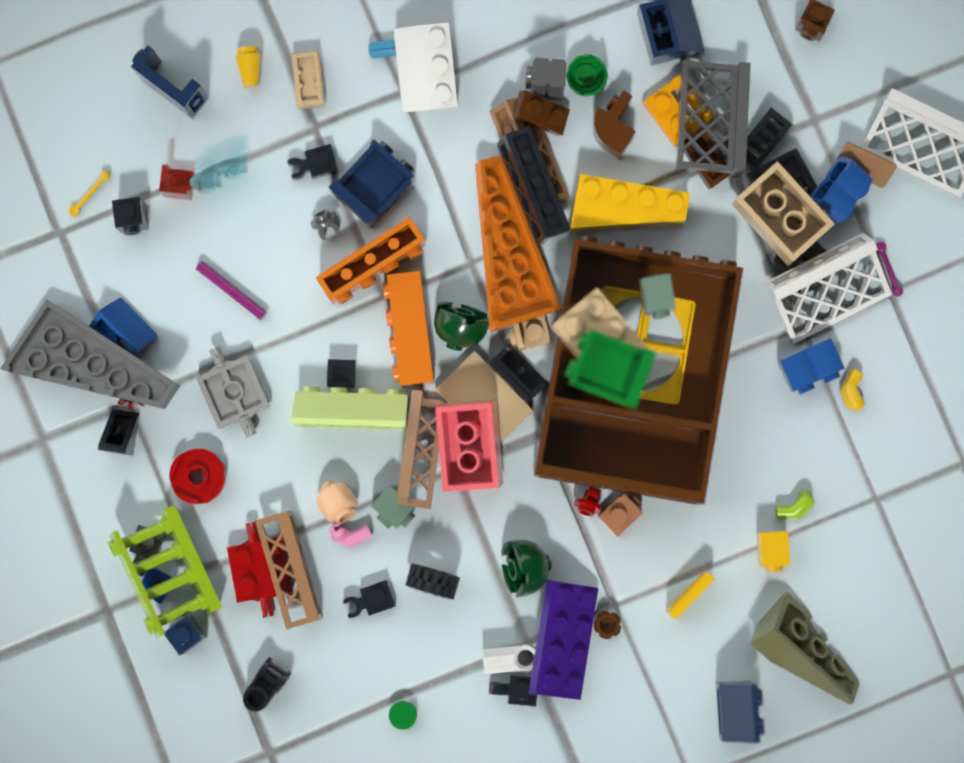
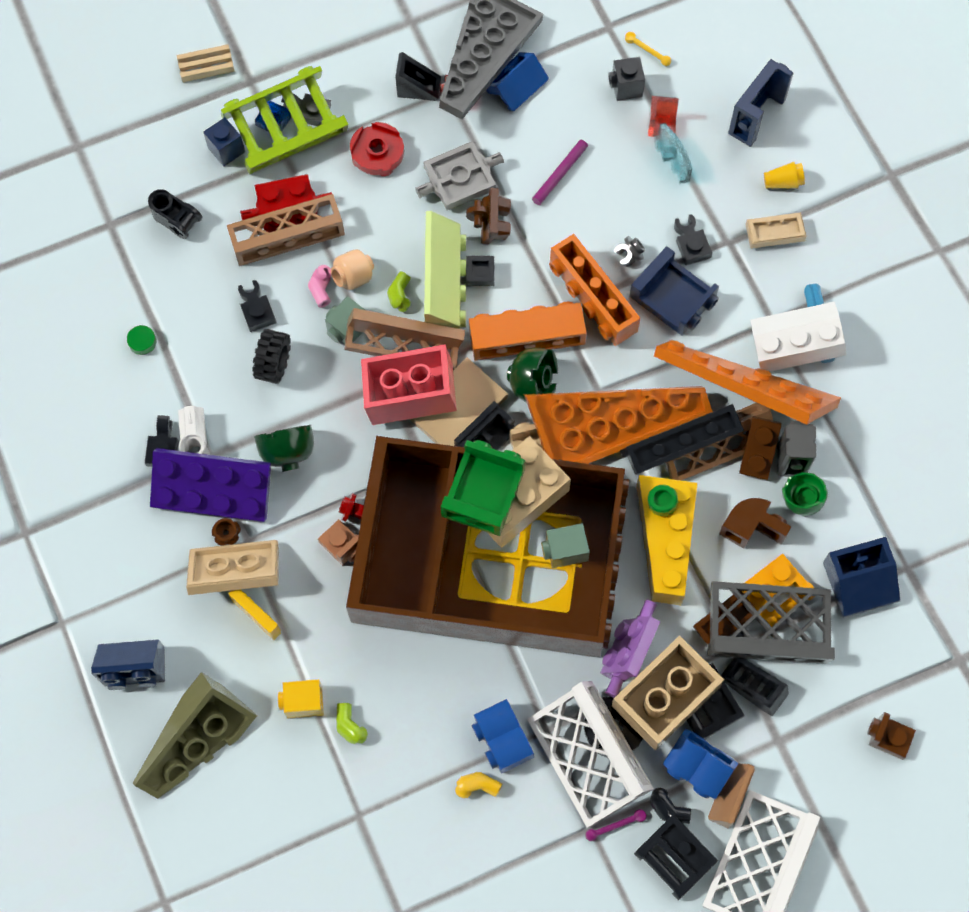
camera: 85 degrees right, 15 degrees down
(84, 659) = (205, 59): none -> tan tile
(282, 364) = (486, 213): none -> reddish brown hips
(362, 458) = (396, 292): none -> lime arm
(487, 96) = (758, 385): none -> orange wing
(600, 206) = (662, 500): none -> green tile
(647, 615) = (233, 567): none -> tan tile
(736, 243) = (629, 648): none -> medium lavender plate
(876, 223) = (665, 808): none -> black arm
(915, 210) = (683, 849): none -> black plate

